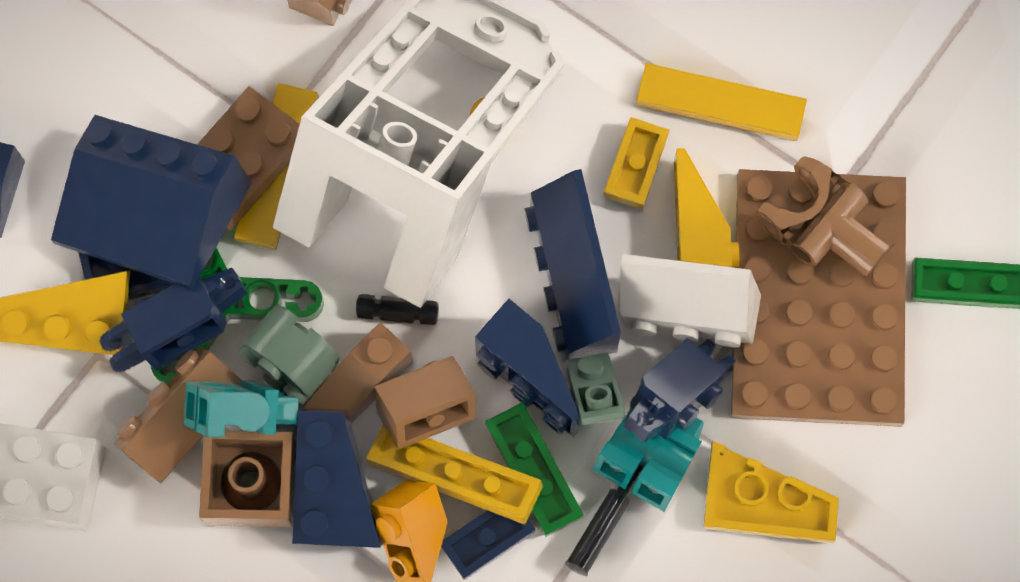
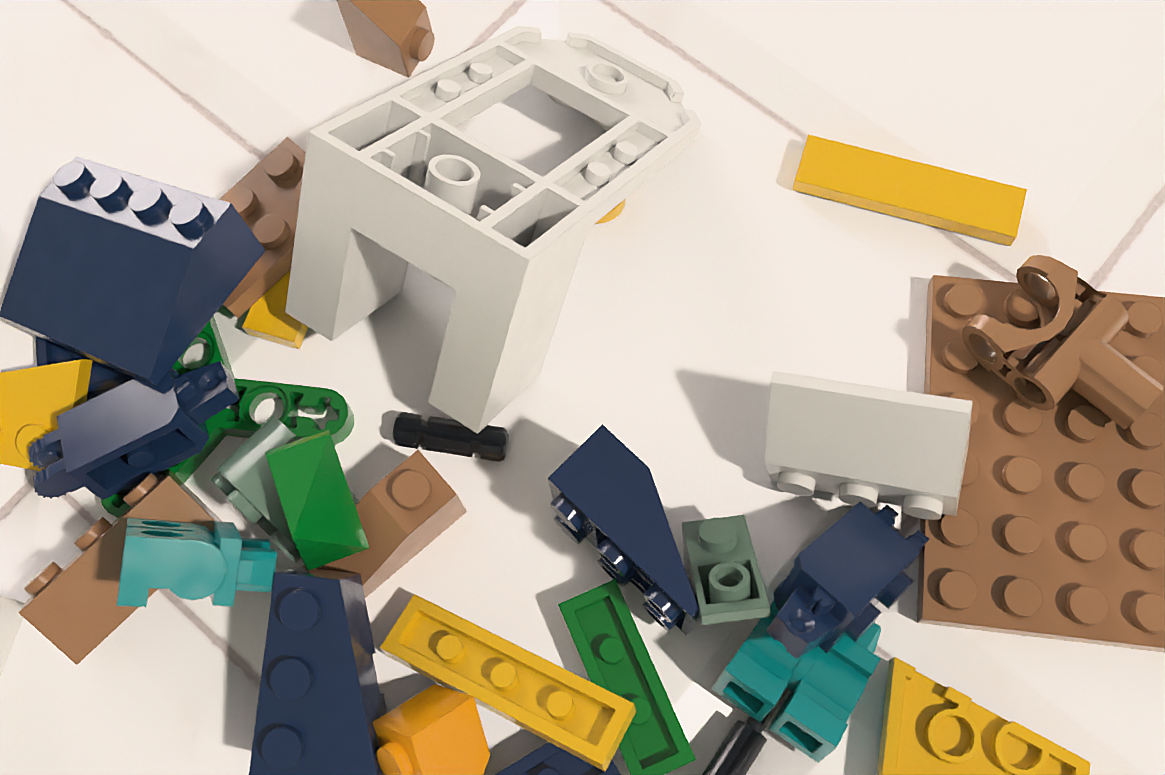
camera: 10 degrees right, 5 degrees down
(268, 500) = (161, 661): medium nougat piece -> none
(319, 361) = (316, 500): none -> green slope
(425, 402) = (473, 570): medium nougat brick -> none
(574, 268) = (701, 393): dark blue slope -> none
(636, 163) = (791, 260): yellow plate -> none
(700, 225) = (876, 333): yellow slope -> none

